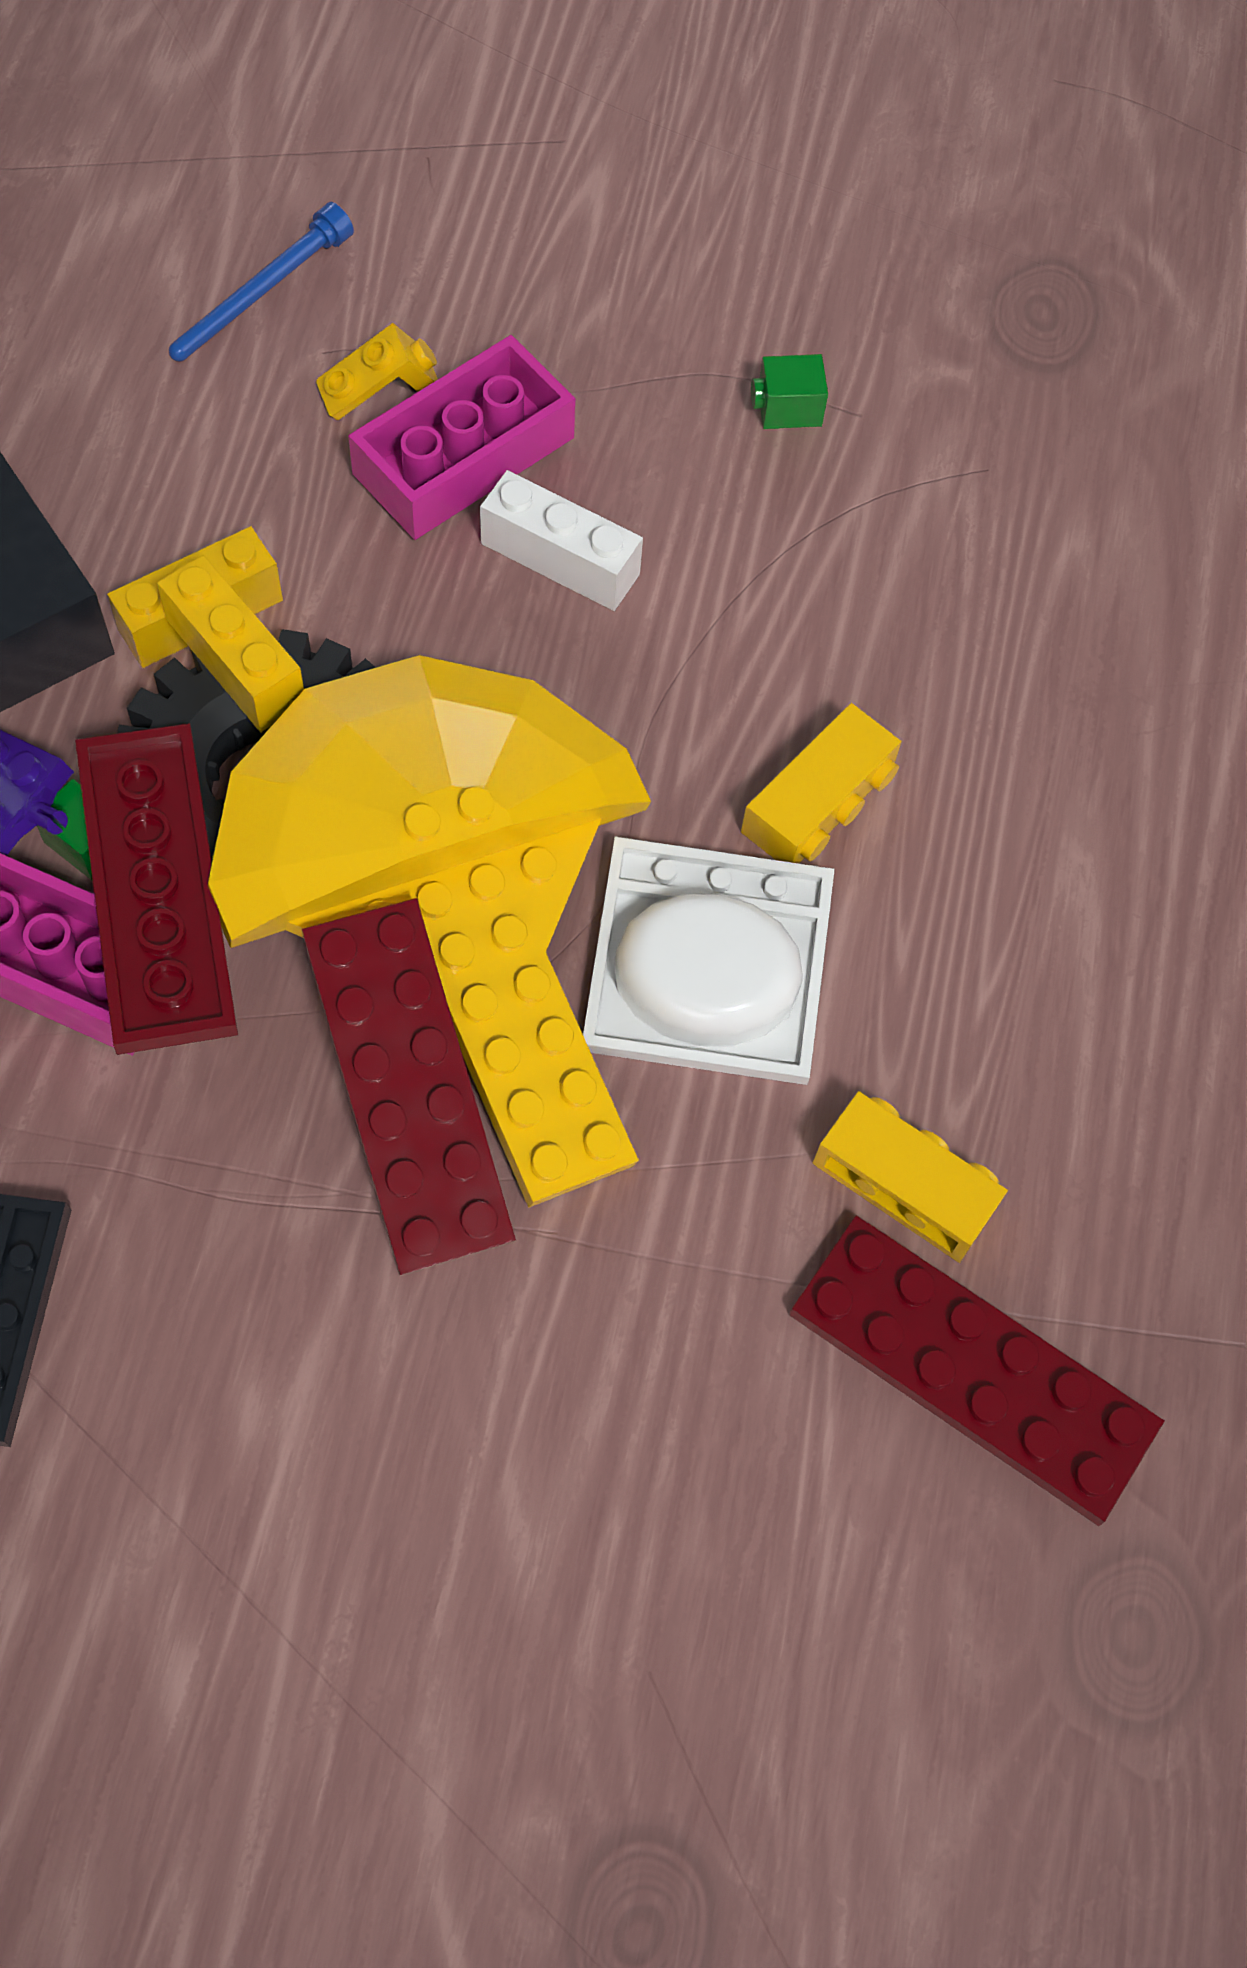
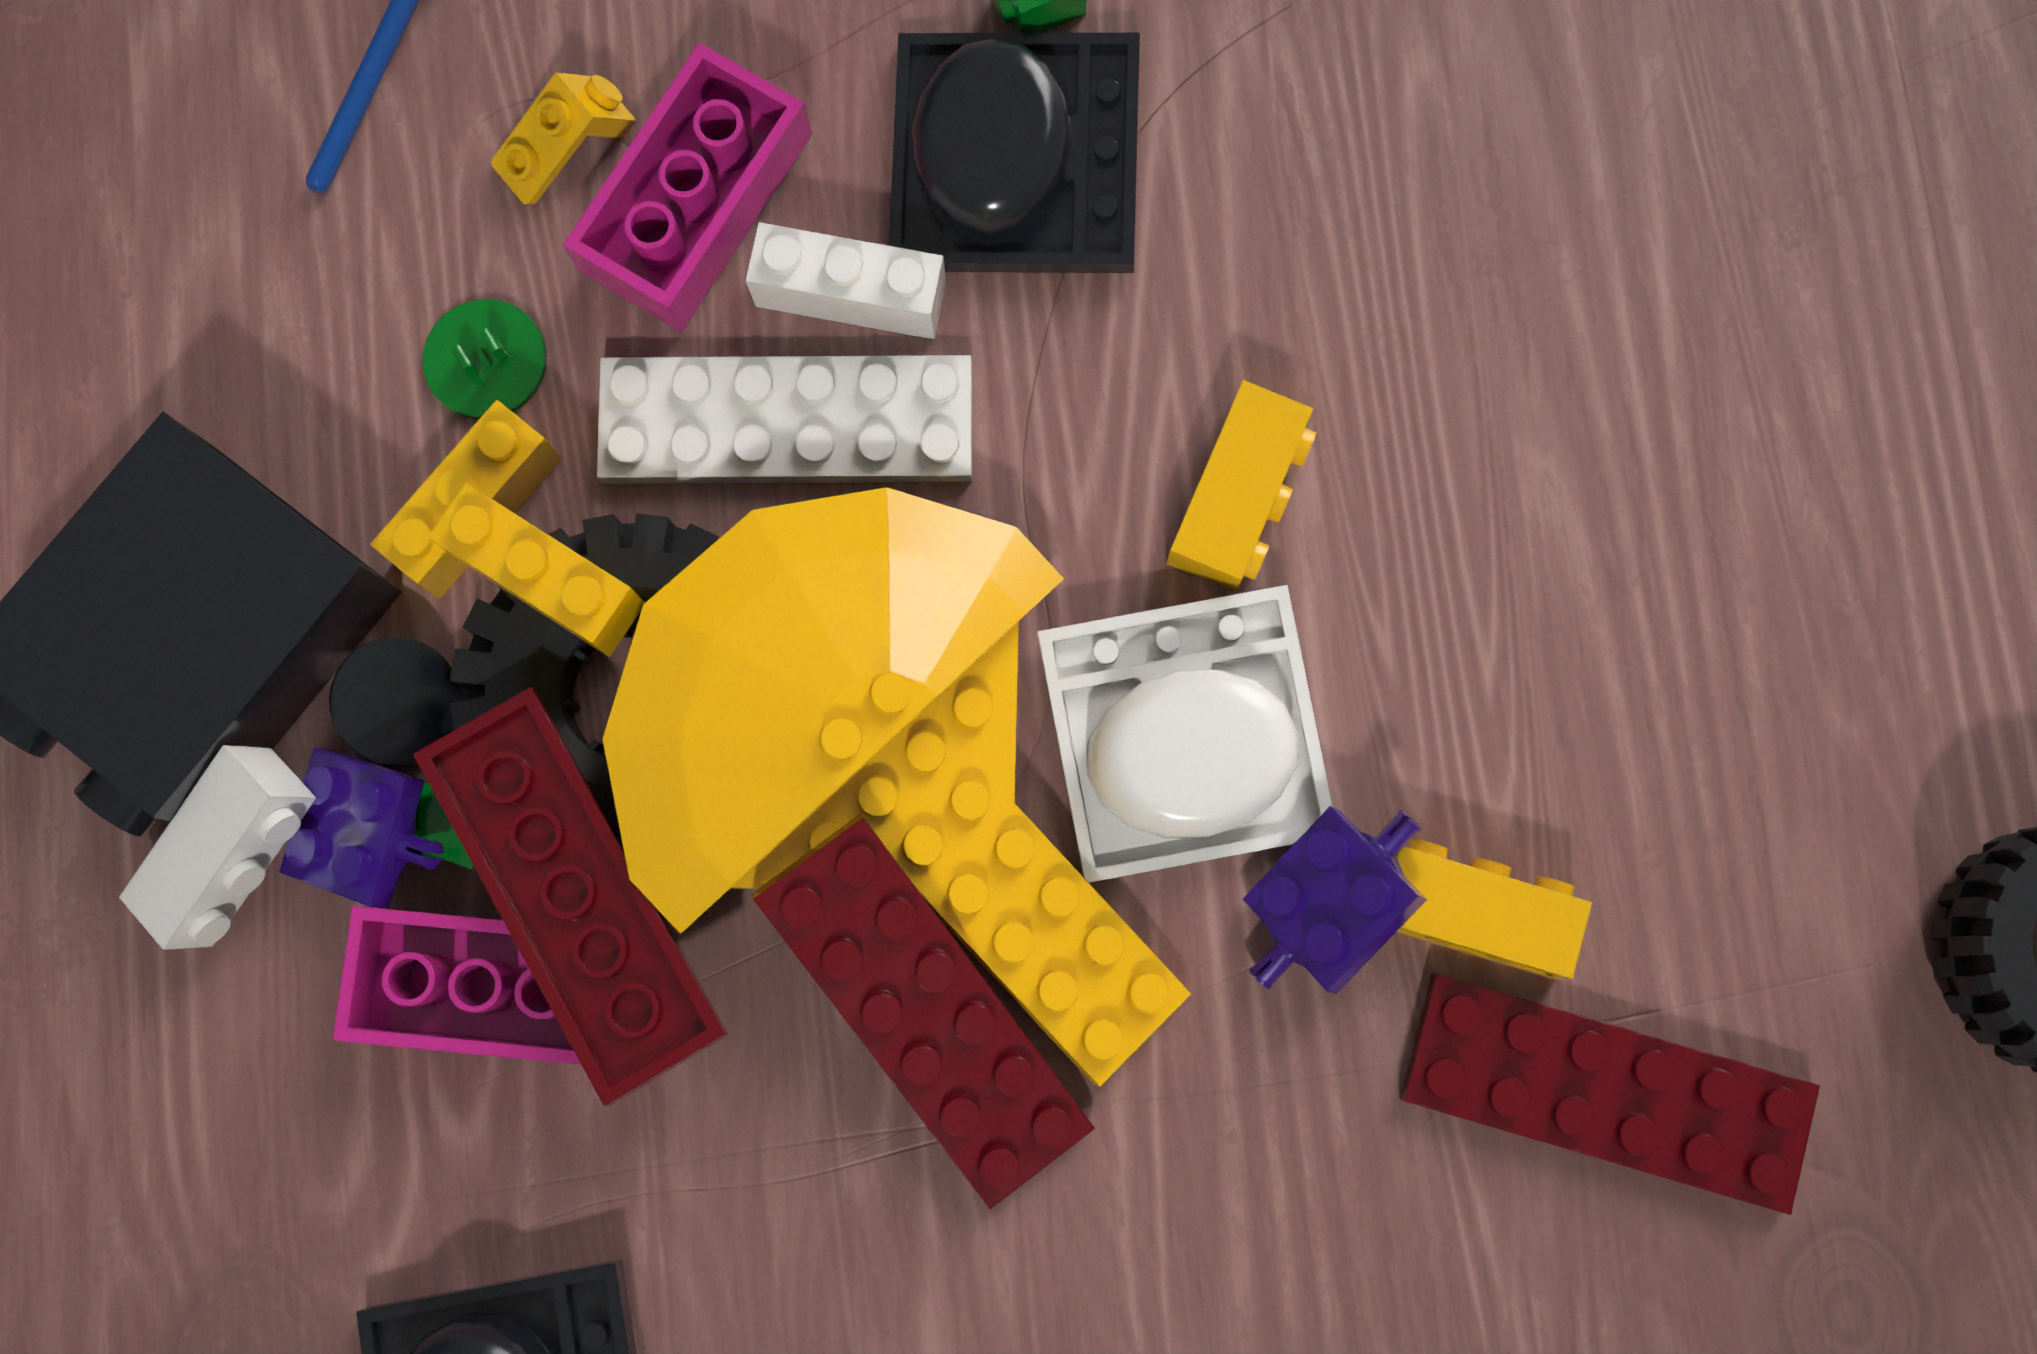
camera: 10 degrees left, 15 degrees up
(70, 706) = (392, 699): none -> black piece
(257, 500) = (483, 356): none -> green piece
(461, 618) = (785, 419): none -> white plate
(733, 497) = (1017, 150): none -> black piece
(787, 1117) = (1334, 899): none -> dark purple plate

